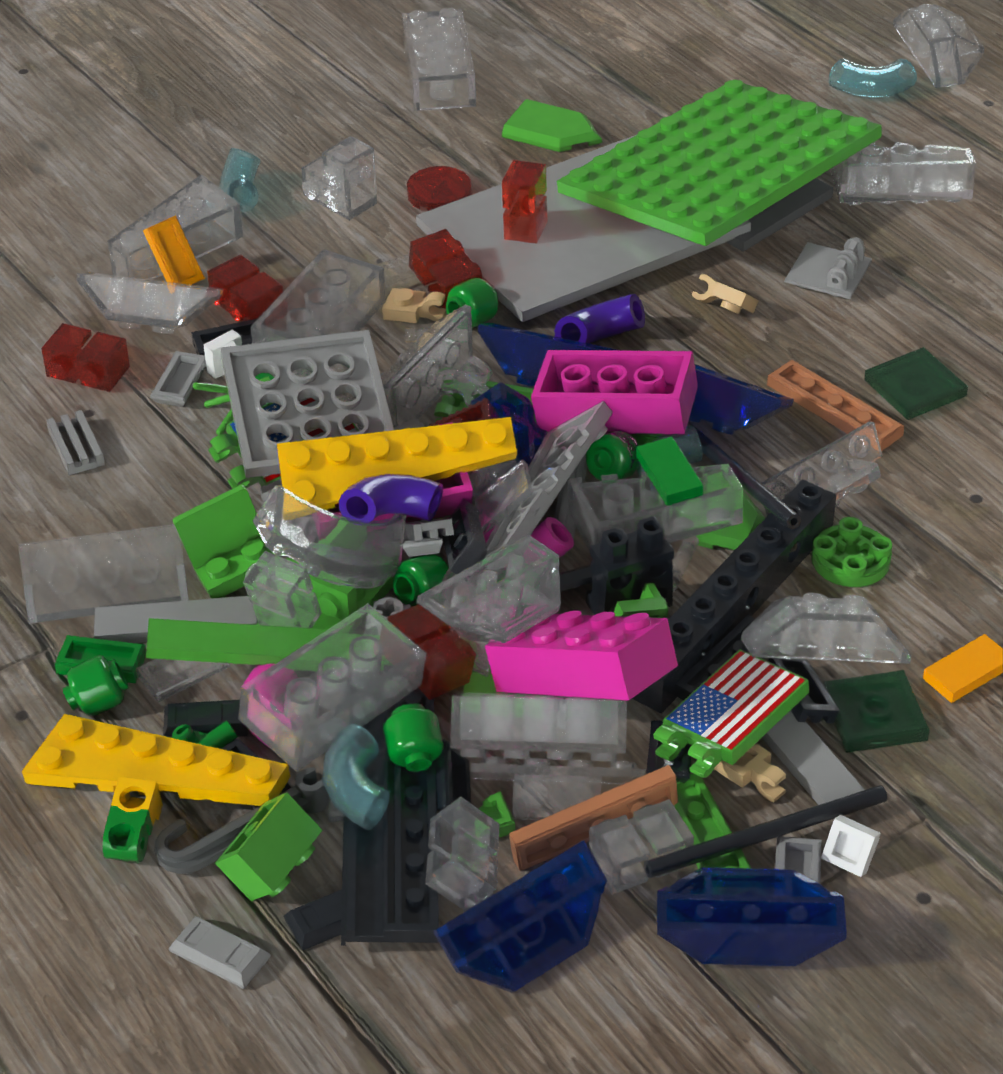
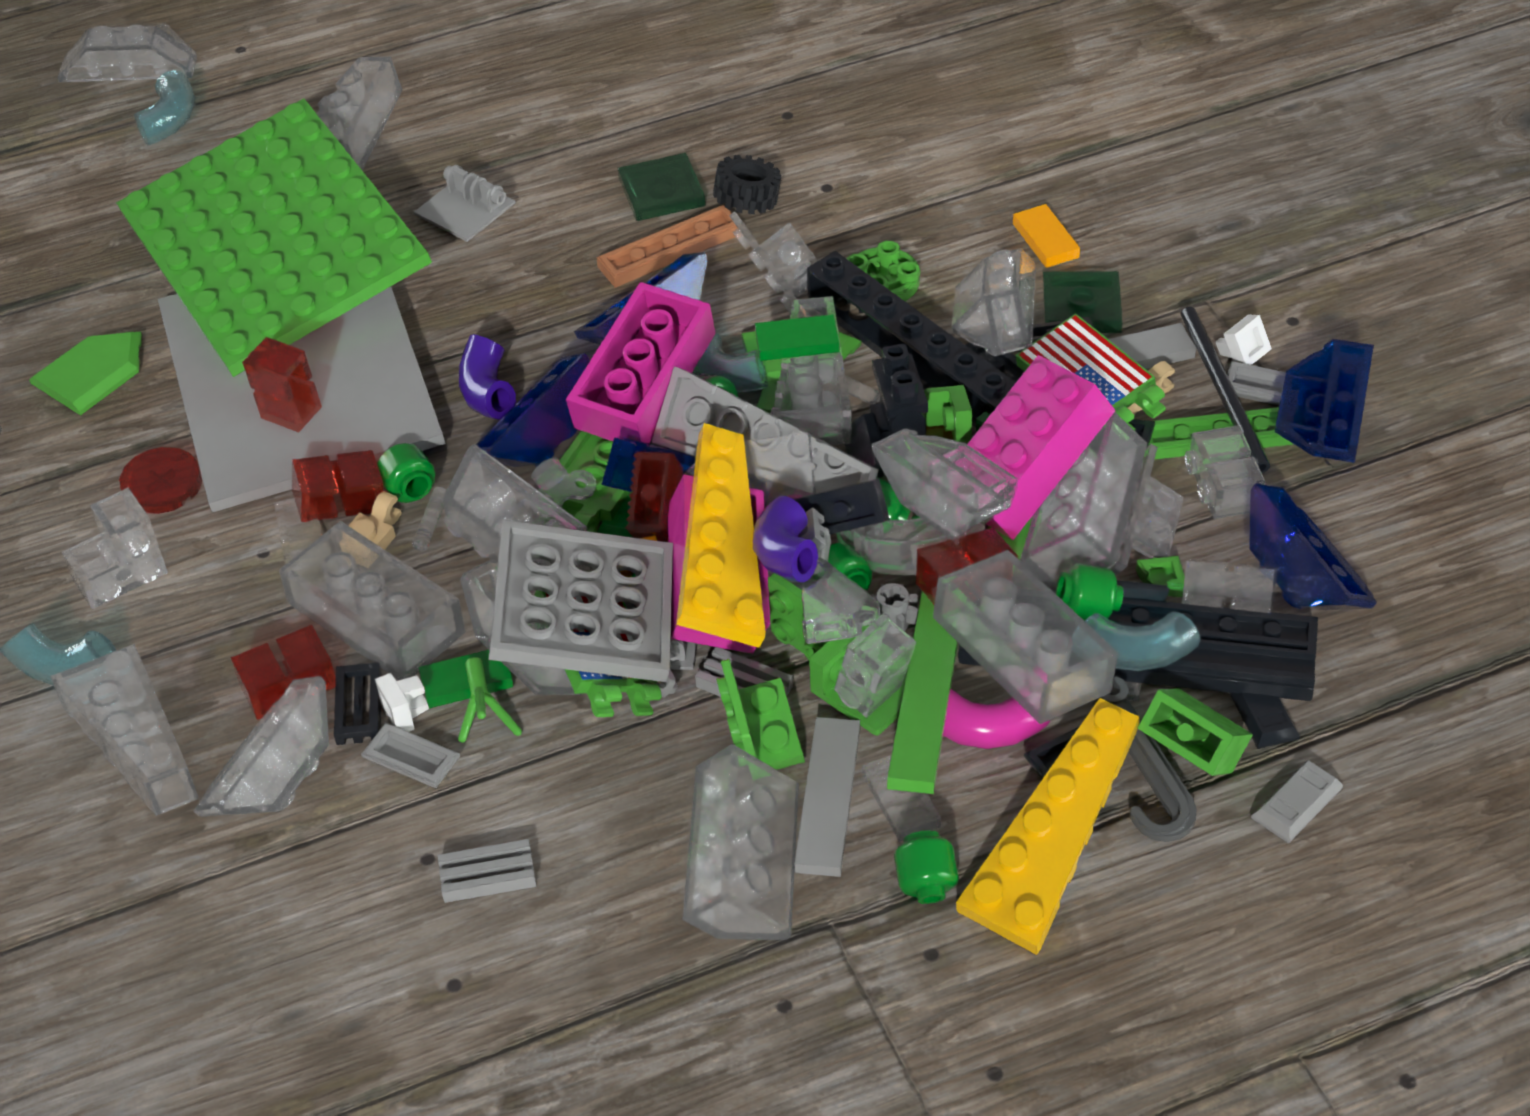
camera: 75 degrees left, 5 degrees up
(79, 649) = (867, 871): green tile -> none
(96, 365) = (335, 856): clear red piece -> none
(131, 819) = (1131, 849): green leg -> none
(173, 252) = (191, 725): light orange tile -> none
(203, 716) = (983, 784): black tile -> none
(217, 738) = (1022, 781): green arm -> none
(570, 826) = (1195, 490): nougat tile -> none
(731, 298) = (486, 279): tan plate -> none
(750, 483) = (784, 309): black piece -> none
(928, 445) = (747, 184): none -> black tyre

